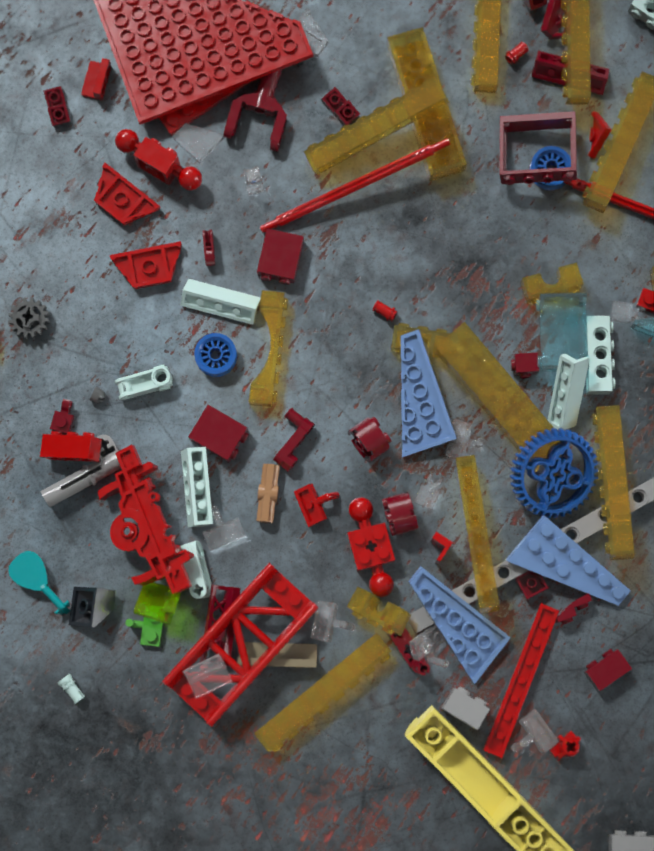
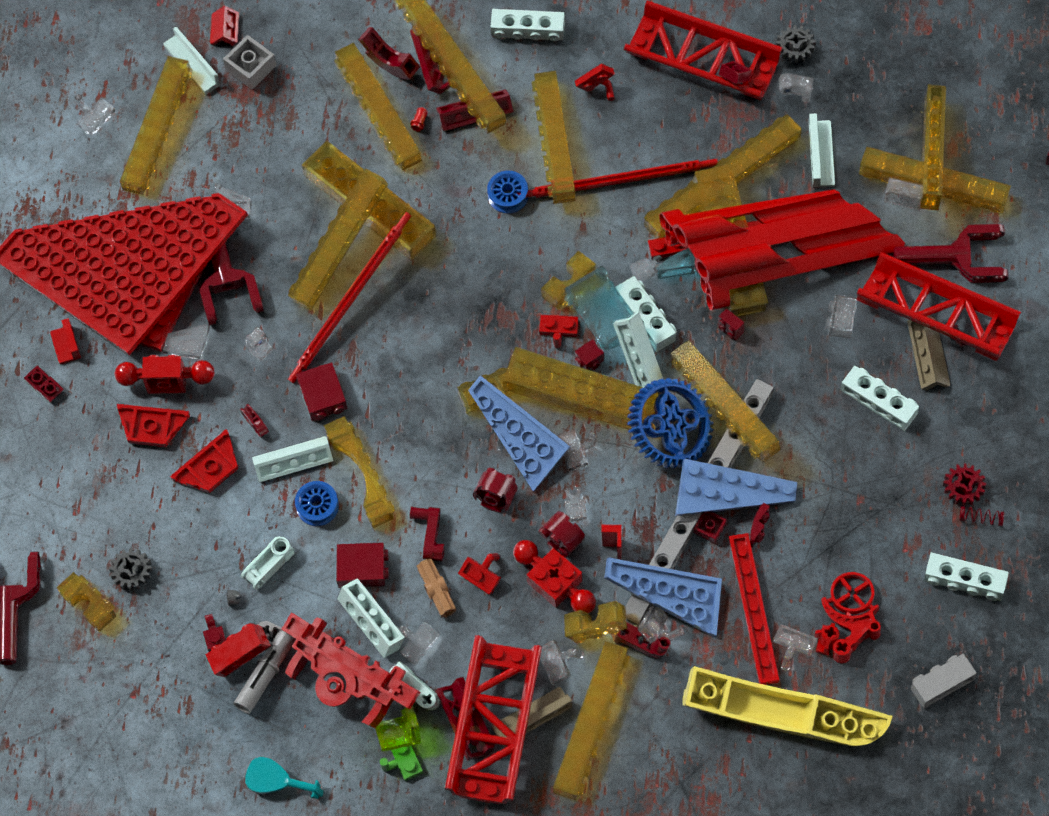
camera: 30 degrees left, 15 degrees down
(90, 606) = (338, 772): black slope -> none
(207, 675) = (482, 759): clear panel -> none
(340, 107) = (295, 246): dark red slope -> none
(385, 311) = (441, 383): red pin -> none
(465, 708) = (721, 655): light grey brick -> none
(477, 534) = (638, 509): clear yellow brick -> none
(516, 320) = (558, 327): none -> red plate
(534, 122) = (475, 160): dark red window -> none
(598, 134) = (530, 143): red tile -> none
(599, 752) = (861, 625): none -> red piece
(607, 669) = (820, 556): dark red brick -> none

